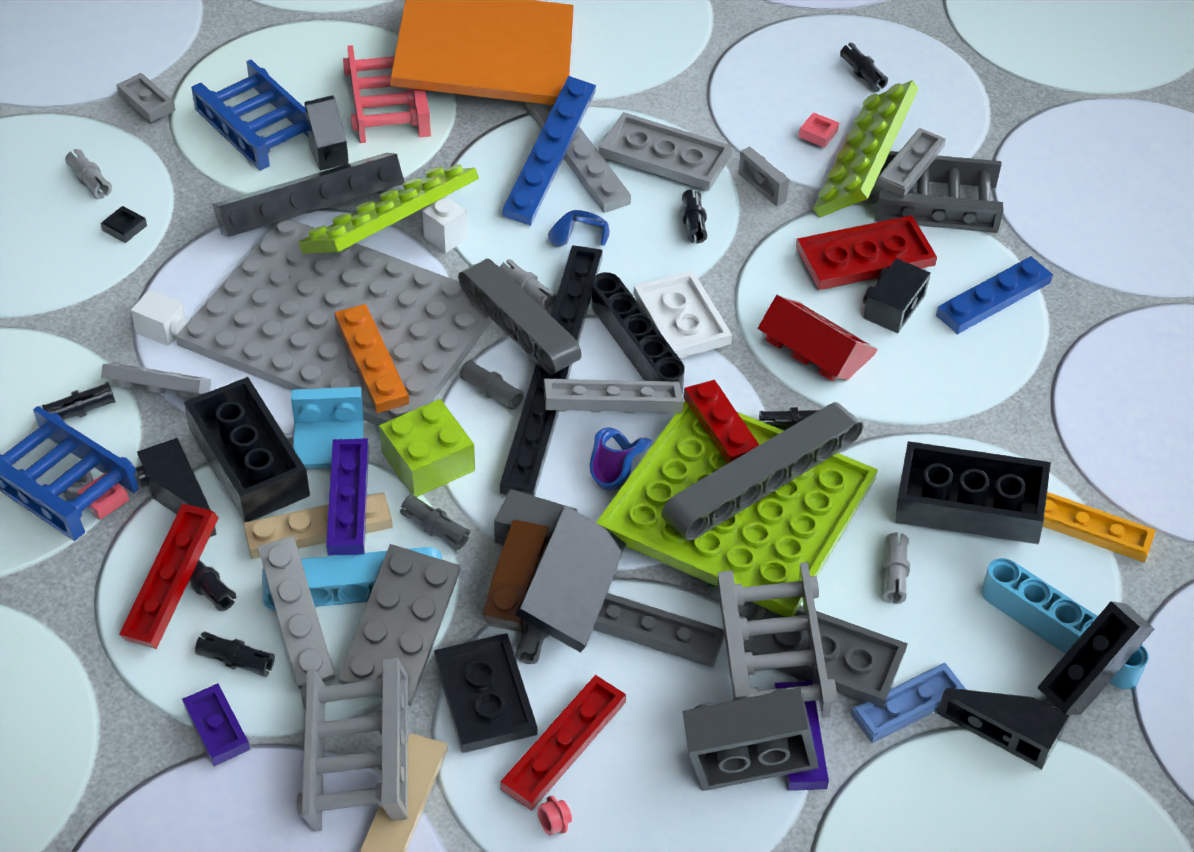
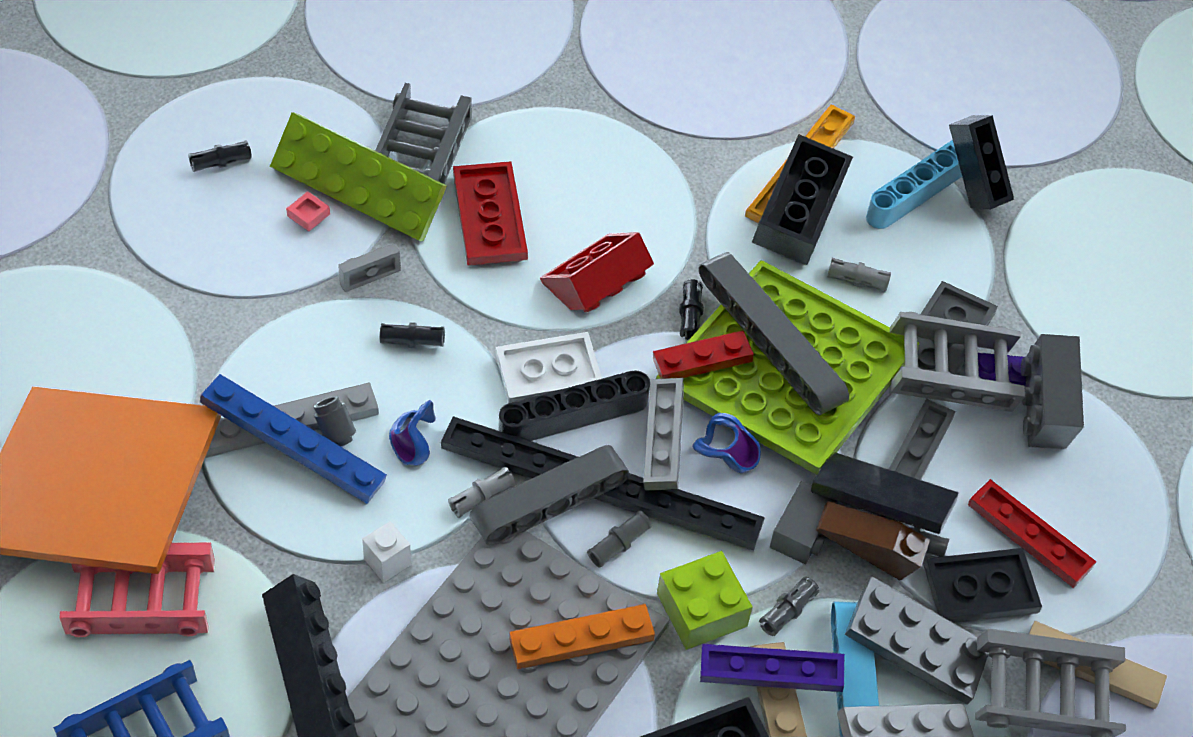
camera: 85 degrees left, 5 degrees up
(325, 416) = (669, 688): medium azure bracket -> none
(326, 133) = (219, 654): slope -> none
(391, 208) = (372, 597): lime plate -> none
(554, 816) = (1102, 549): coral plate -> none
(574, 172) = (334, 420): none -> dark grey brick
(665, 151) = (307, 342): light grey plate -> none
(896, 295) = (553, 201): black brick -> none
(906, 703) = (977, 281): medium blue tile -> none
(911, 162) = (396, 143): light grey tile -> none
(994, 295) = (555, 137): blue plate -> none
(1009, 721) = (1017, 231): black slope -> none

